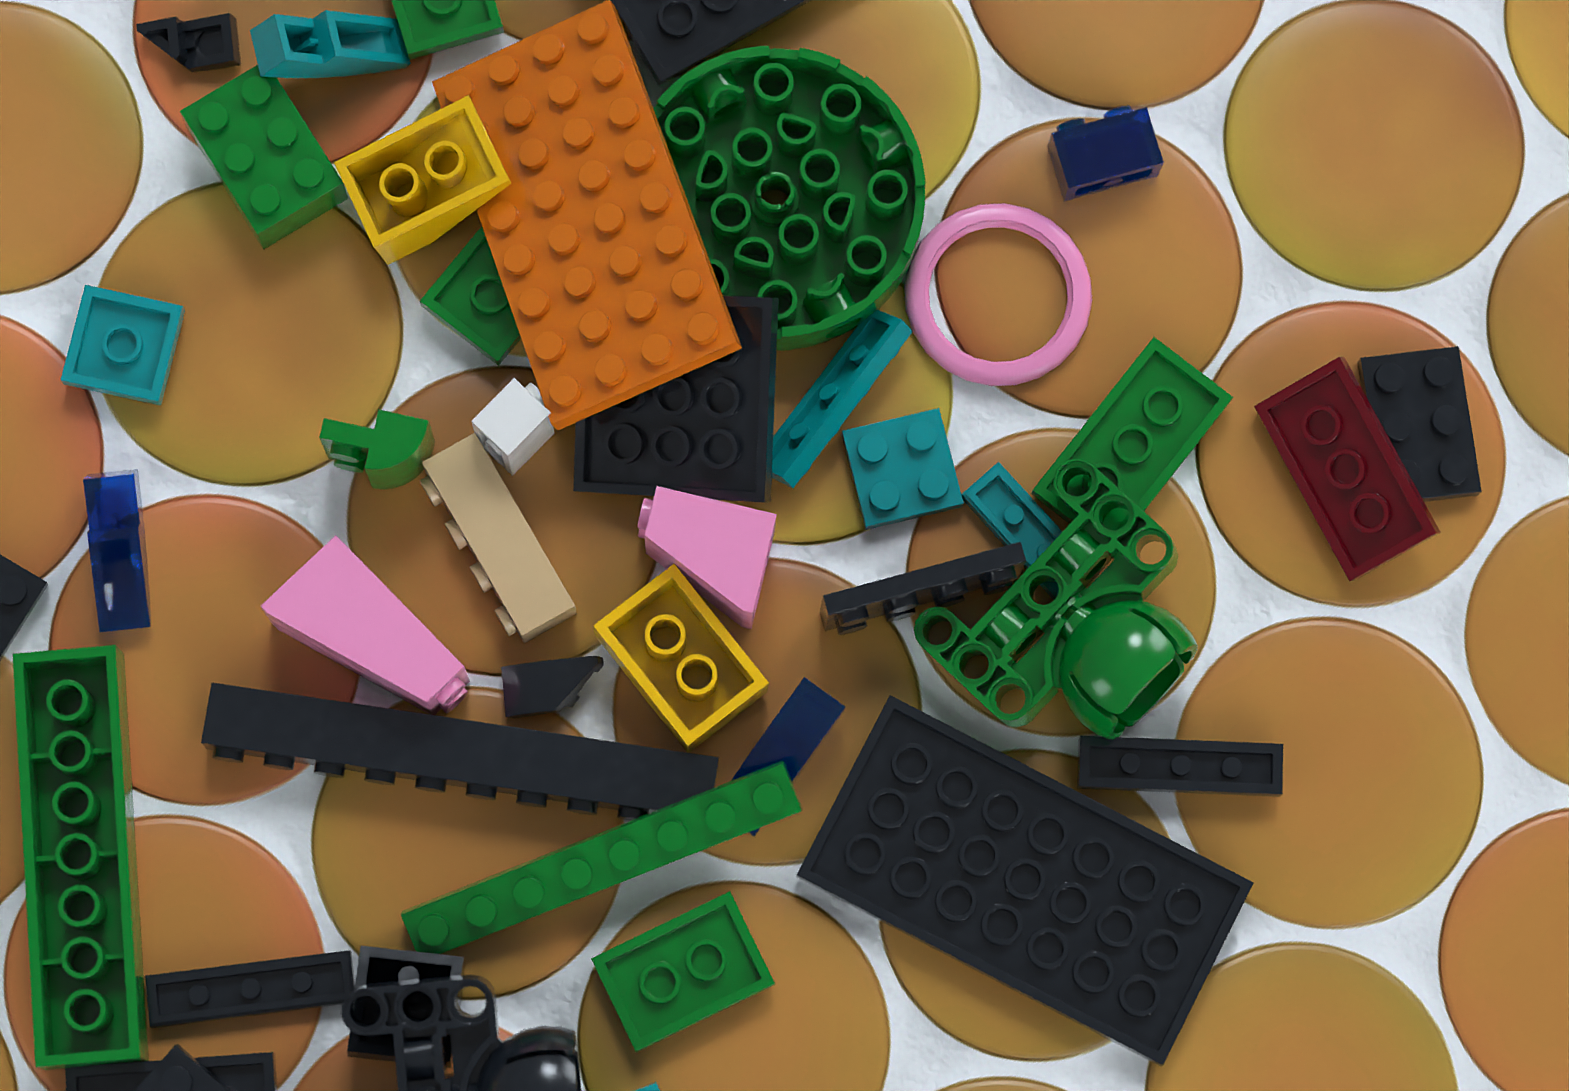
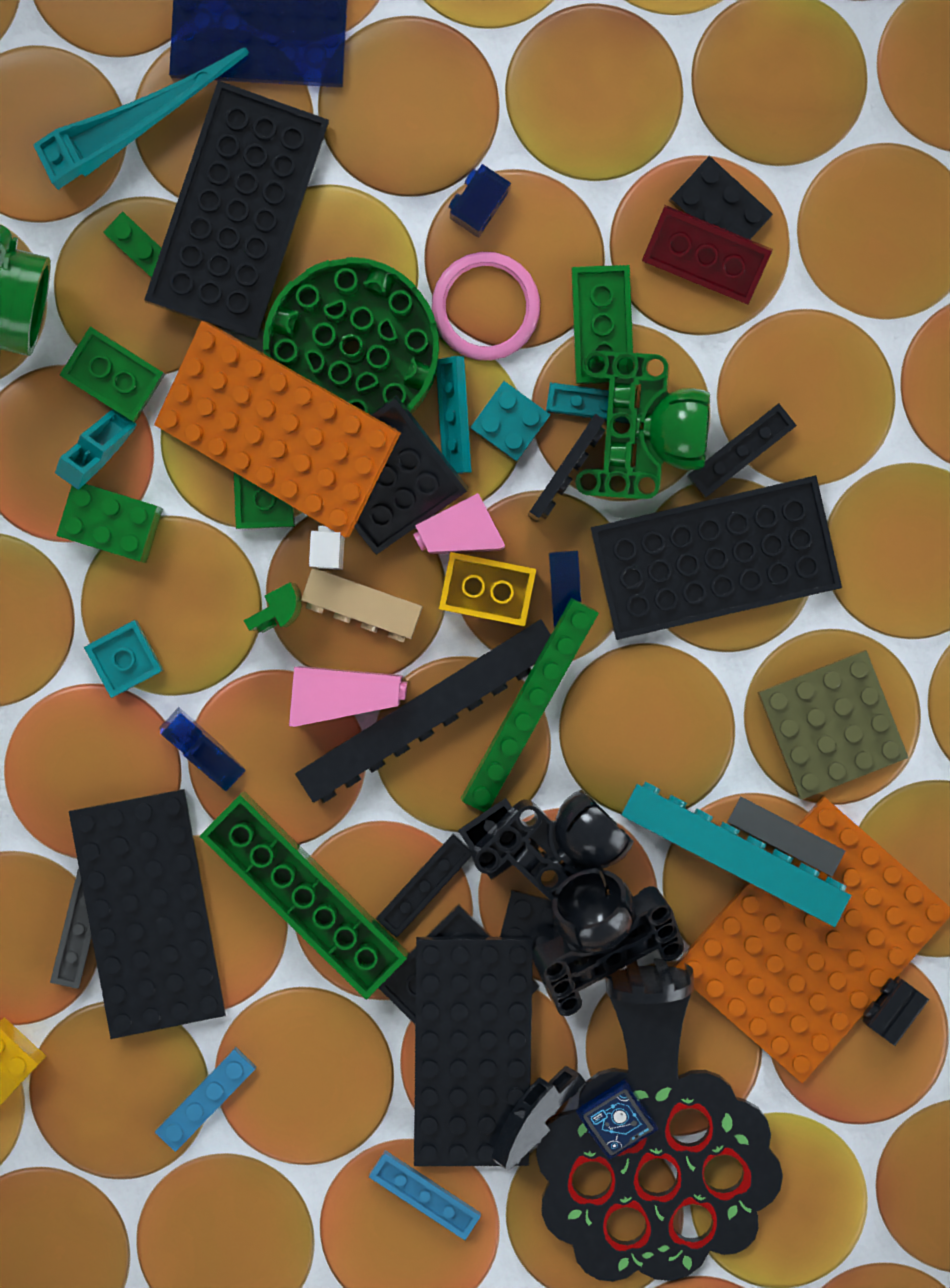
camera: 35 degrees left, 10 degrees up
(196, 43) = (34, 496): black slope -> none
(423, 179) = (190, 473): yellow slope -> none
(546, 685) = (437, 650): black slope -> none
(683, 971) = (602, 722): green plate -> none

